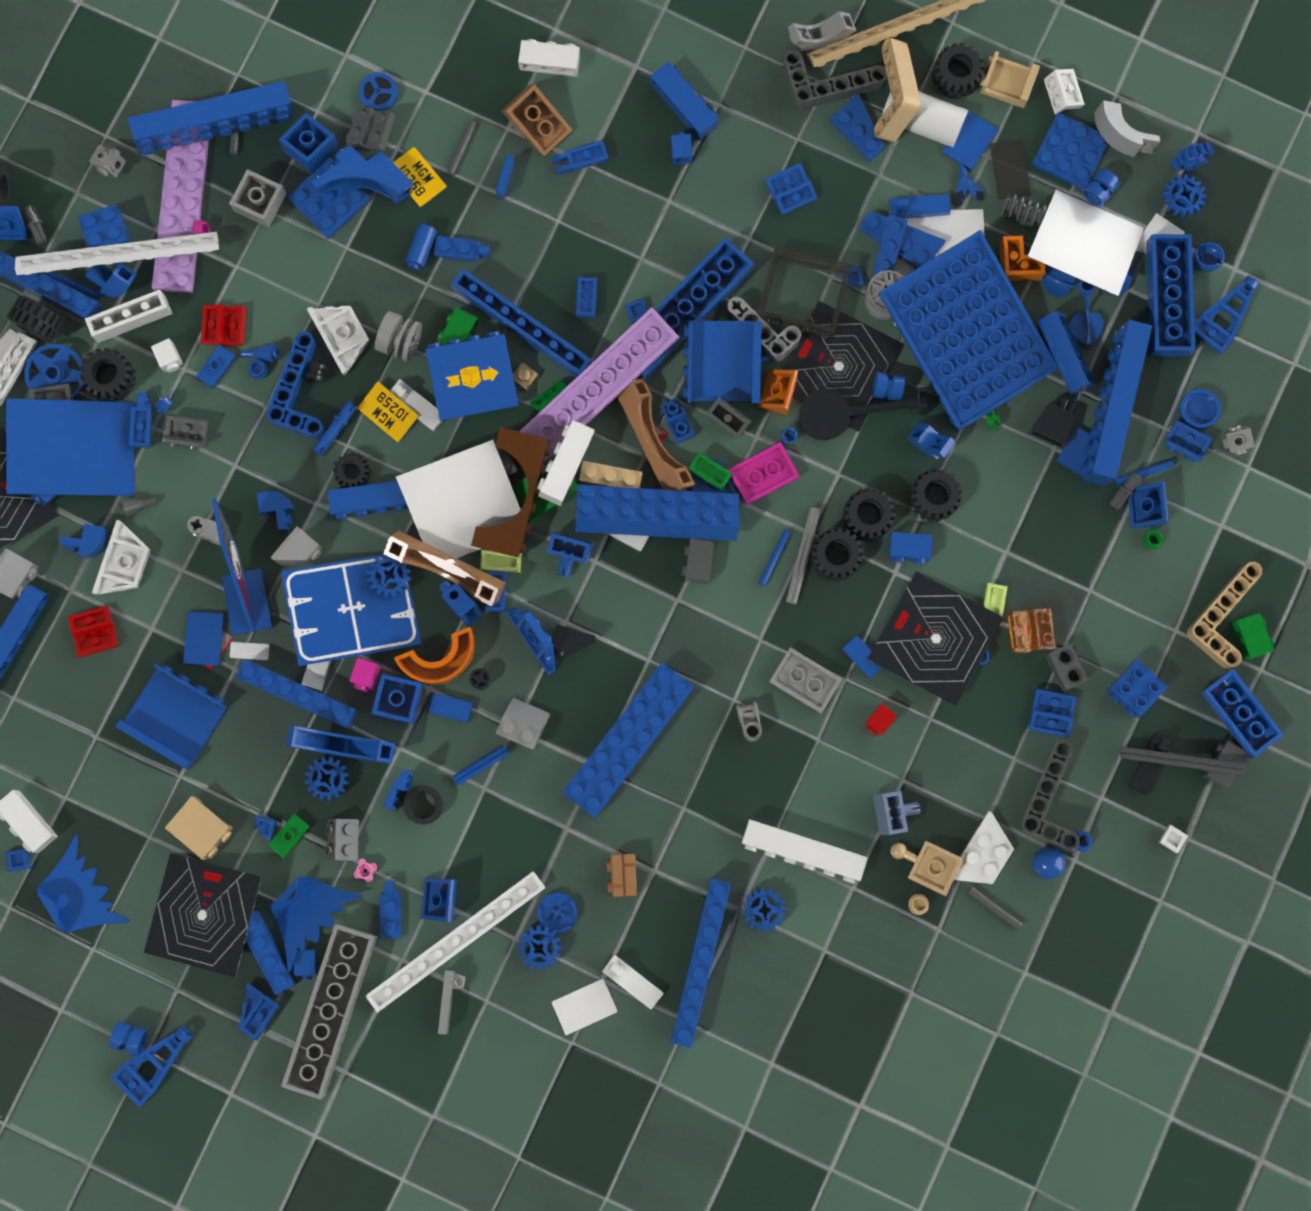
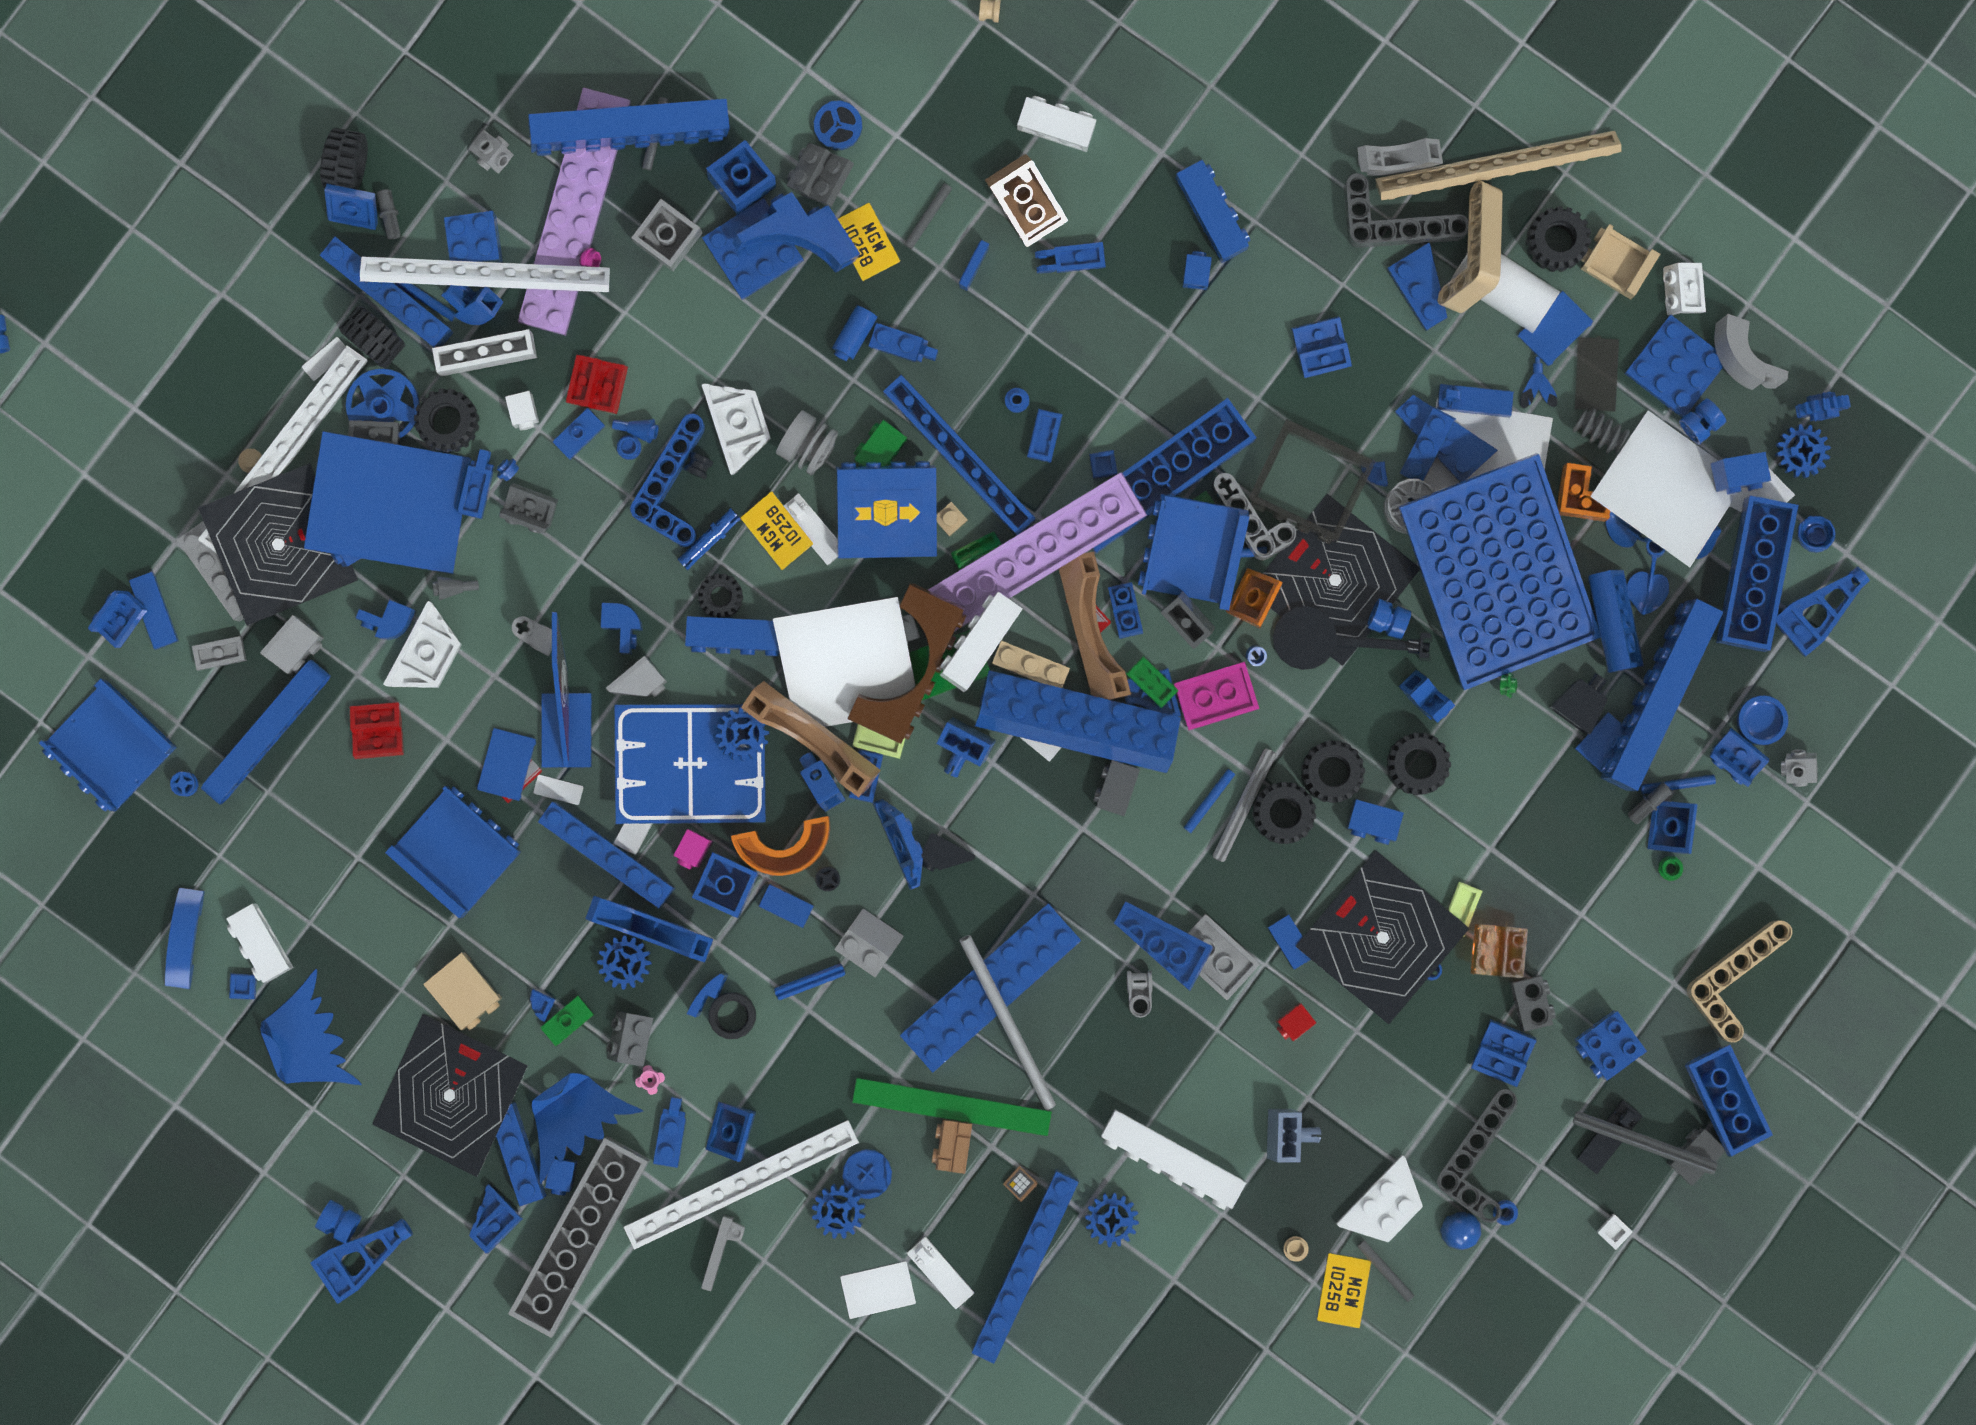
camera: 15 degrees right, 5 degrees up
(562, 279) = (1017, 408): none -> blue plate
(616, 844) = (952, 1106): none -> green tile
(647, 764) = (1007, 1022): none -> light grey piece
(683, 895) = (1020, 1183): none -> slope
(764, 677) = (1171, 947): none -> blue wing
(932, 867) = (1321, 1209): tan plate -> none
(964, 931) = (1344, 1290): none -> yellow sticker
(1140, 220) = (1741, 472): none -> blue brick
(1253, 636) = (1764, 1010): green brick -> none

